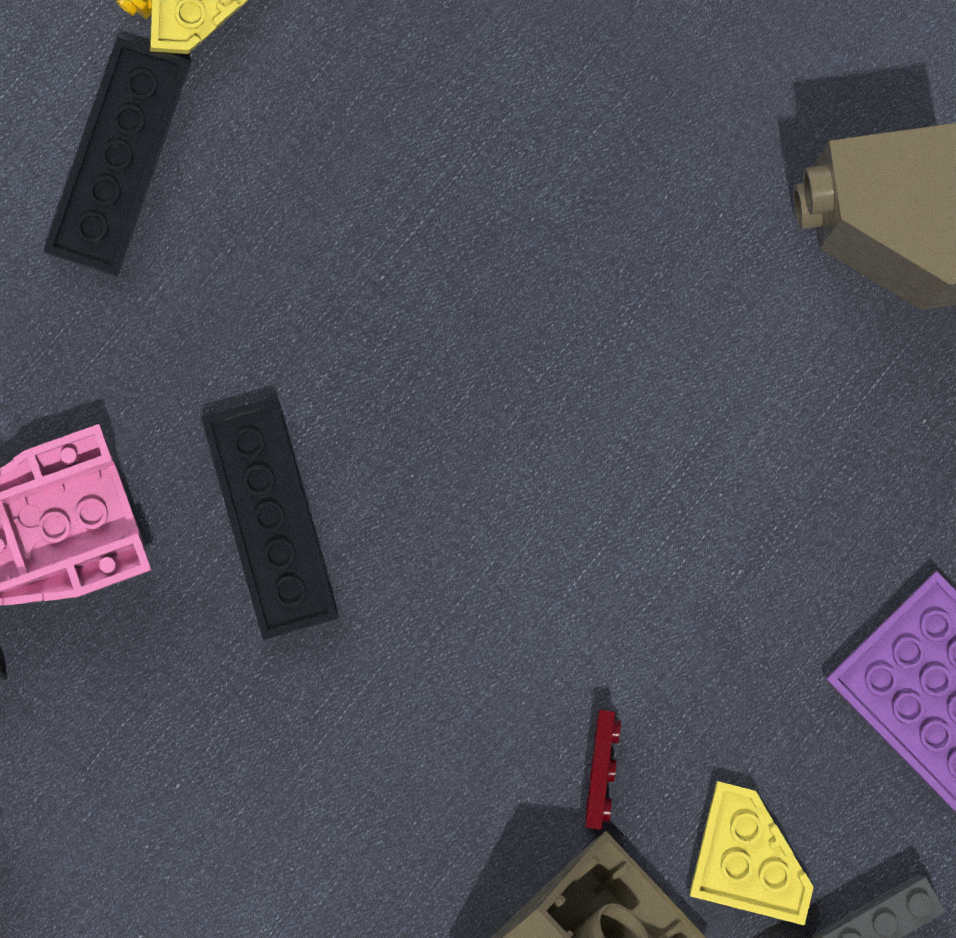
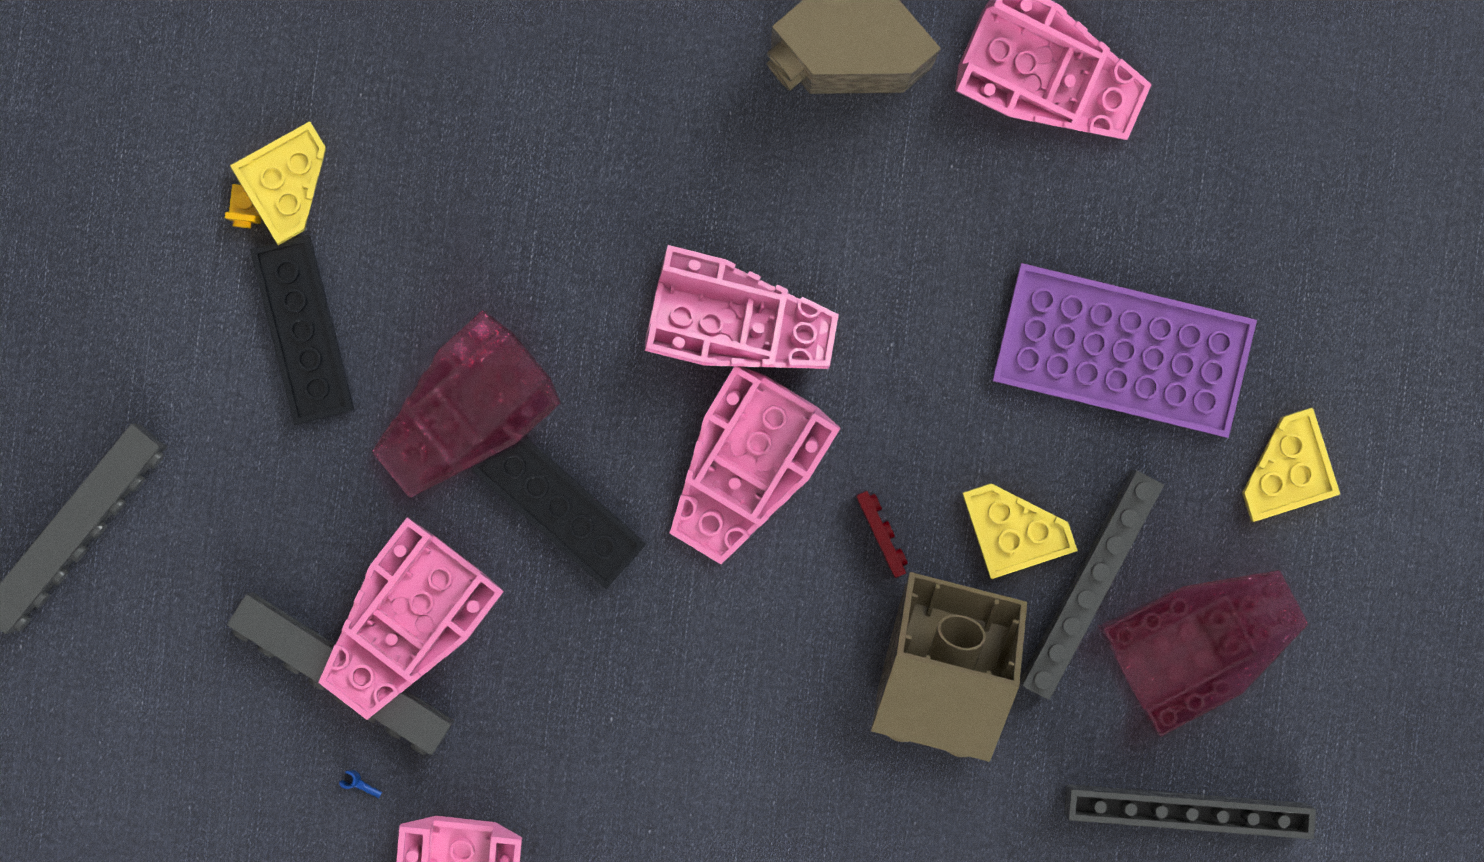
camera: 30 degrees left, 5 degrees up
(239, 348) = (467, 407): none -> clear pink wedge
(504, 598) = (748, 461): none -> bright pink wedge
(584, 430) = (732, 318): none -> bright pink wedge

